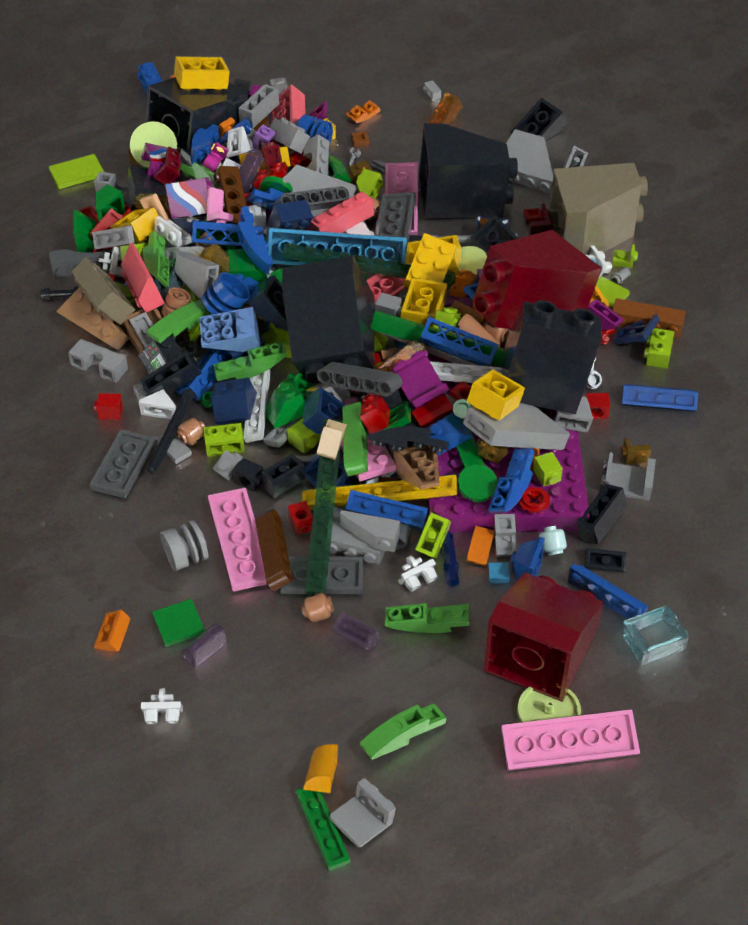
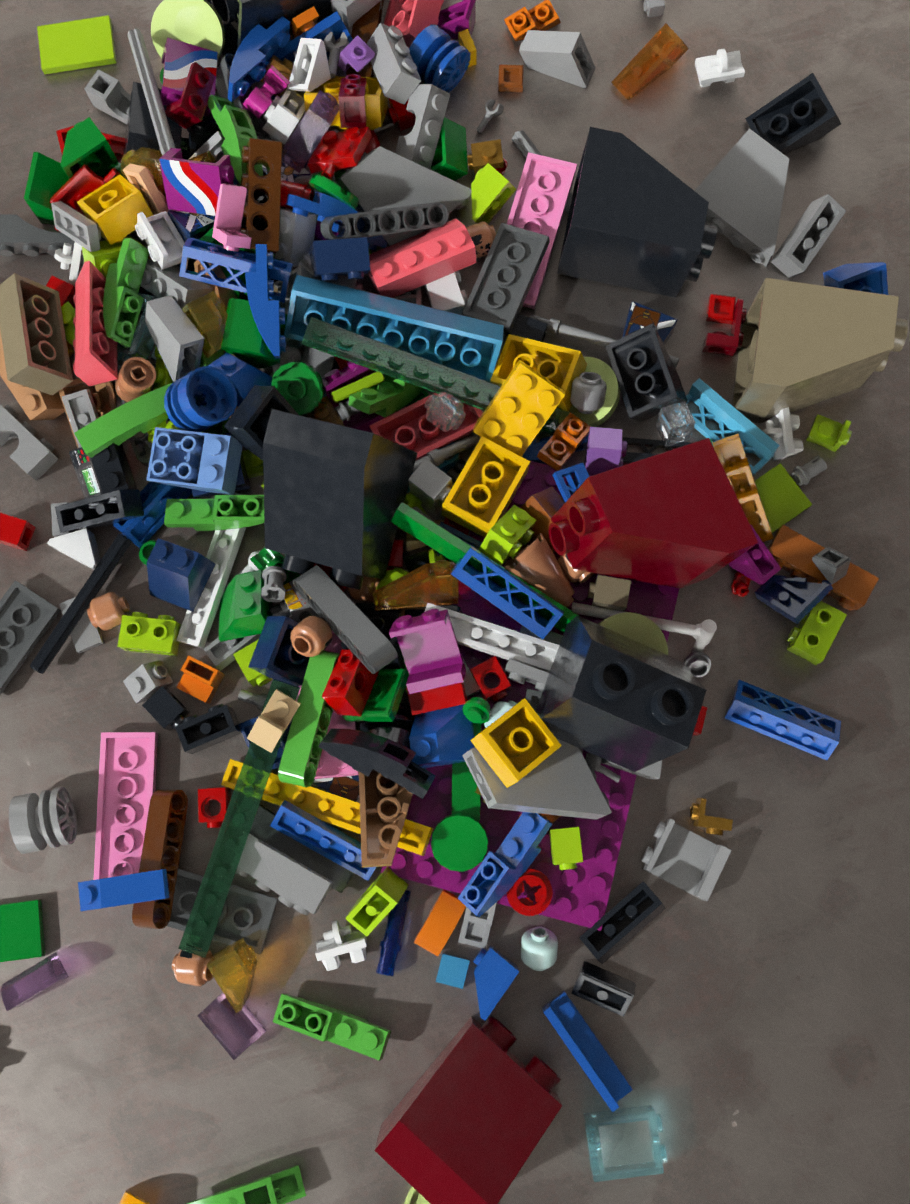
camera: 20 degrees right, 30 degrees up
(158, 183) = (151, 90): none -> light grey axle
(256, 561) = (123, 890): none -> blue slope
(267, 451) = (200, 679): none -> orange piece
(308, 383) = (273, 584): none -> light grey bush
(338, 400) = (311, 636): none -> nougat head
(348, 597) = (234, 972): none -> clear yellow slope
(383, 278) = (445, 411): none -> clear head
(386, 121) = (558, 55): none -> light grey slope
(468, 256) = (588, 392): none -> light grey head
(485, 109) = (719, 67): none -> white hips
(654, 306) = (832, 564): none -> dark grey slope

